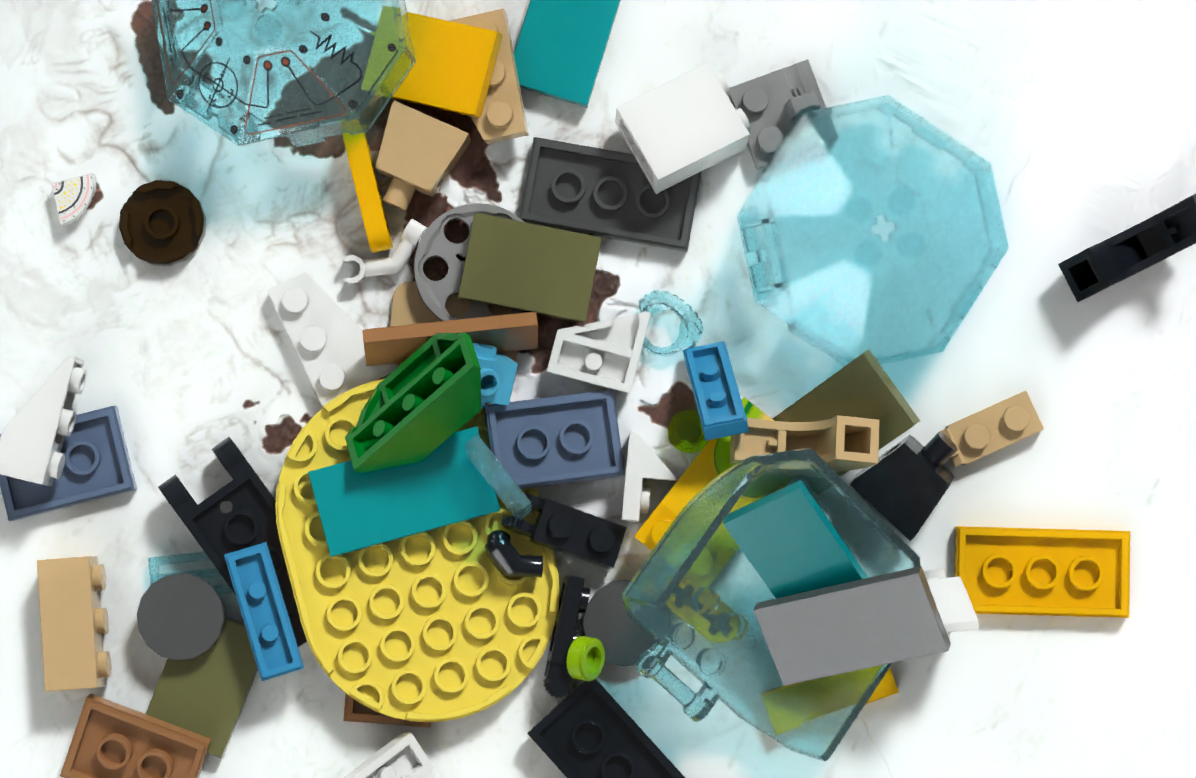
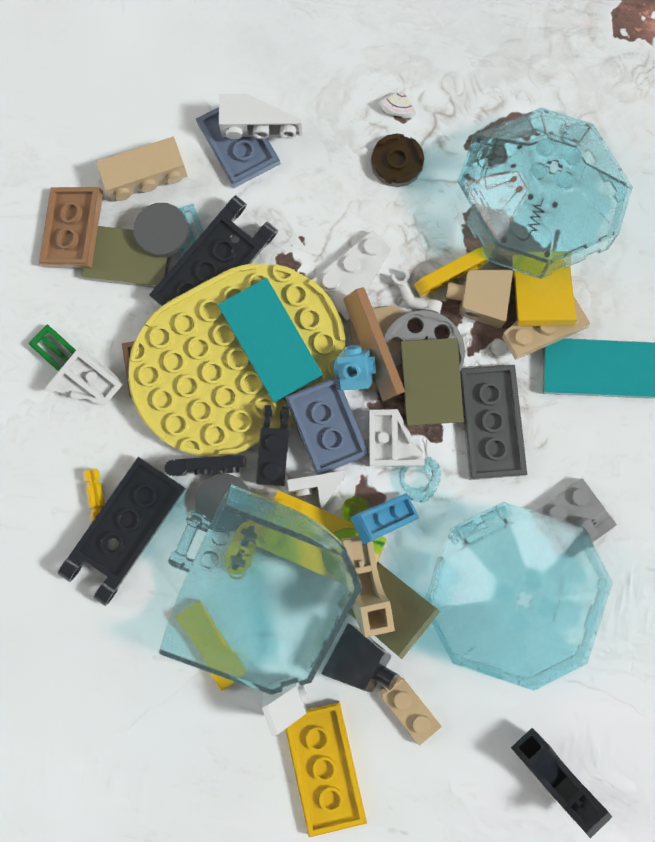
camera: 75 degrees right, 5 degrees down
(263, 611) = (174, 275): dark azure tile -> none
(418, 405) = (323, 331): green wedge -> none
(498, 478) = (292, 393): clear light blue tile -> none
(508, 560) = (243, 415): black arm -> none
(585, 658) = (193, 480): lime tile -> none
(683, 127) = (549, 455): white brick -> none
(792, 543) = (285, 607): teal tile -> none
(852, 626) = (253, 649): tile -> none

